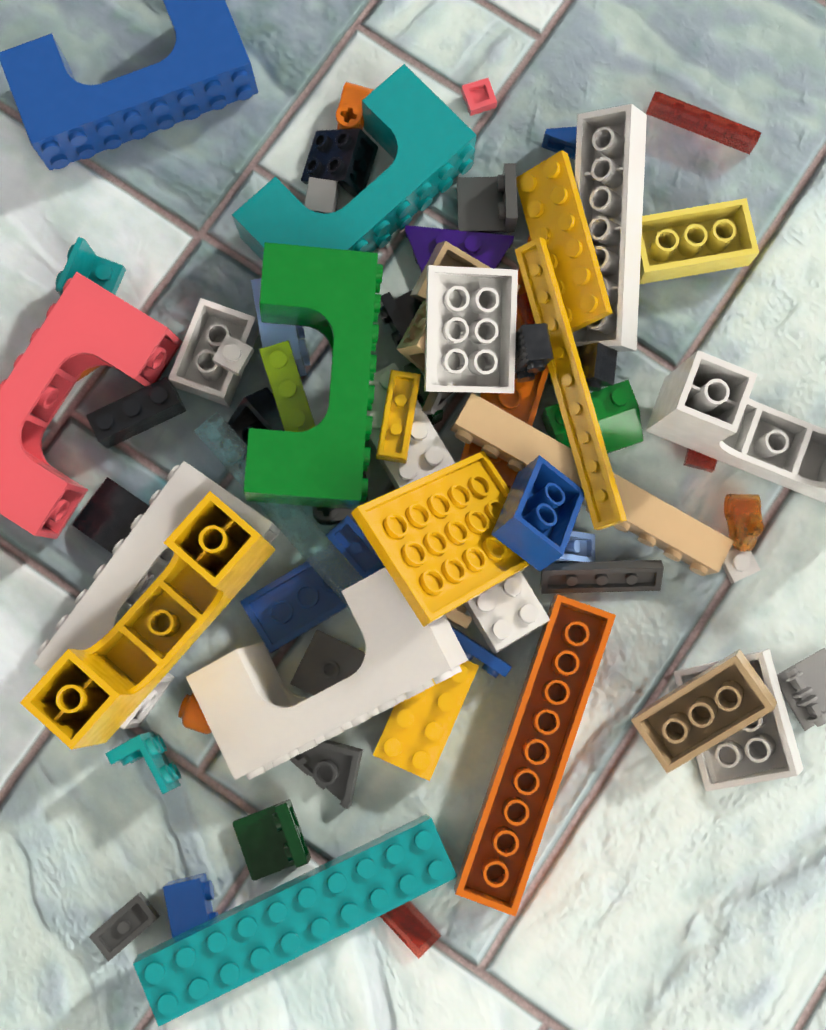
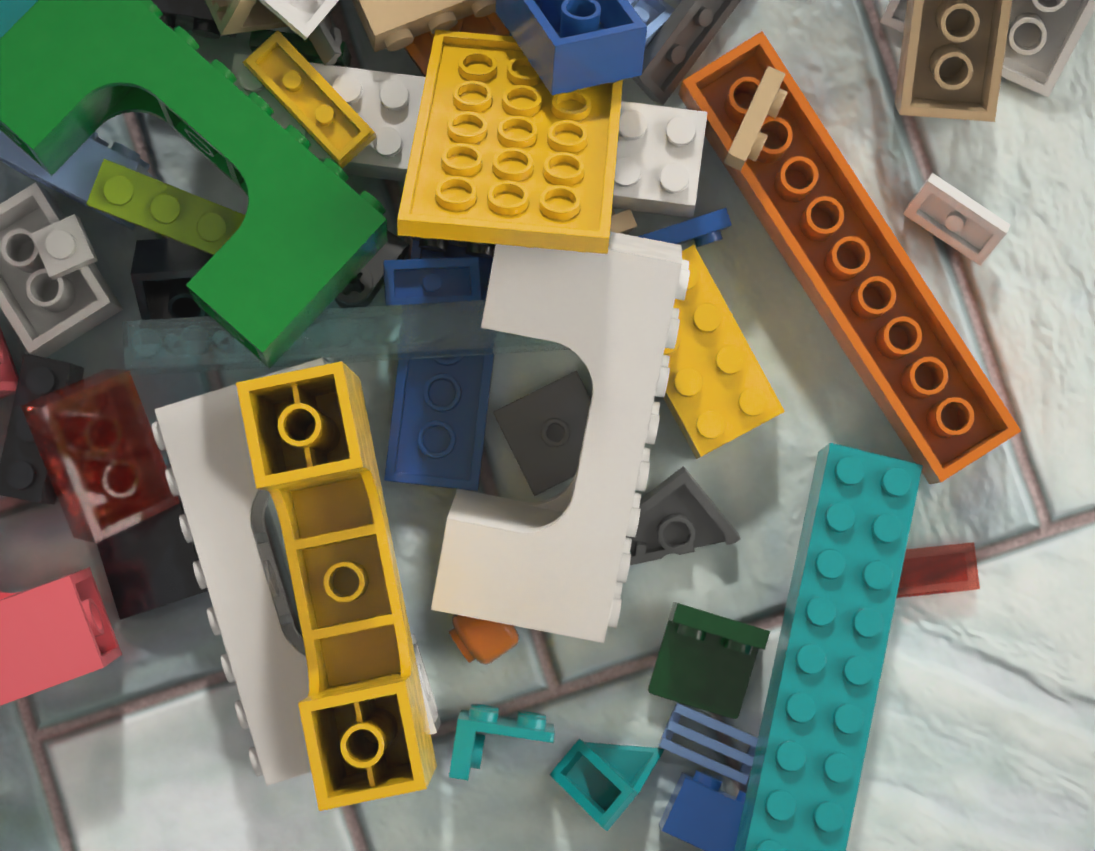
camera: 55 degrees left, 5 degrees up
(143, 451) = (100, 454): none -> clear red brick
(171, 834) = (605, 777): none -> teal slope
(216, 868) = (672, 727): none -> medium blue tile
(553, 652) = (765, 102): none -> tan plate
(602, 793) = (956, 219): none -> white plate

